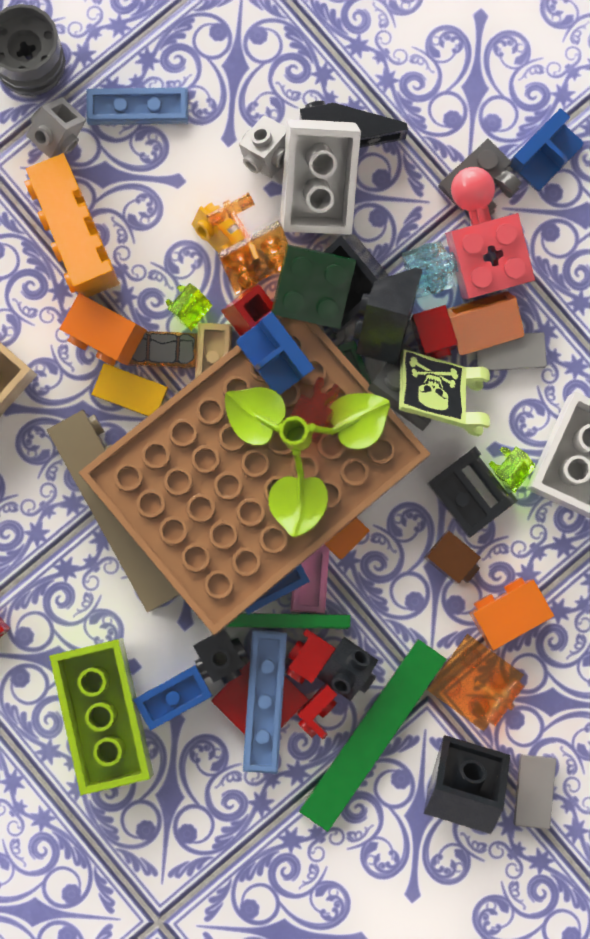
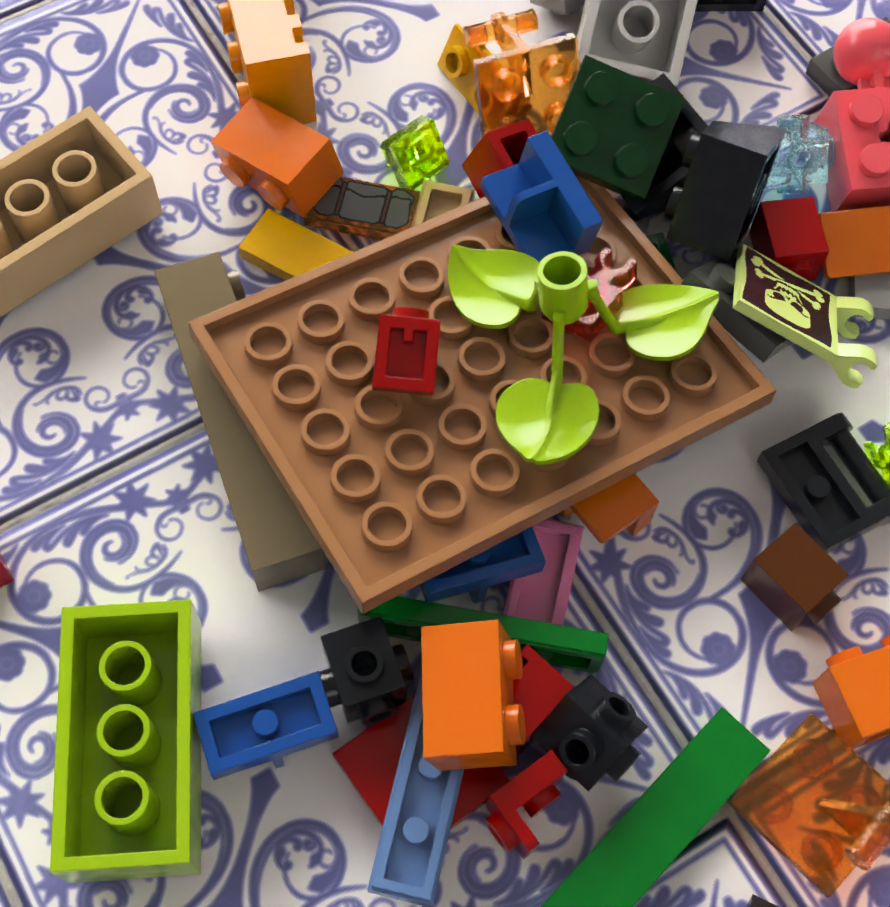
camera: 10 degrees right, 20 degrees down
(211, 476) = (406, 352): none -> red bracket
(280, 668) = (470, 696): none -> orange brick

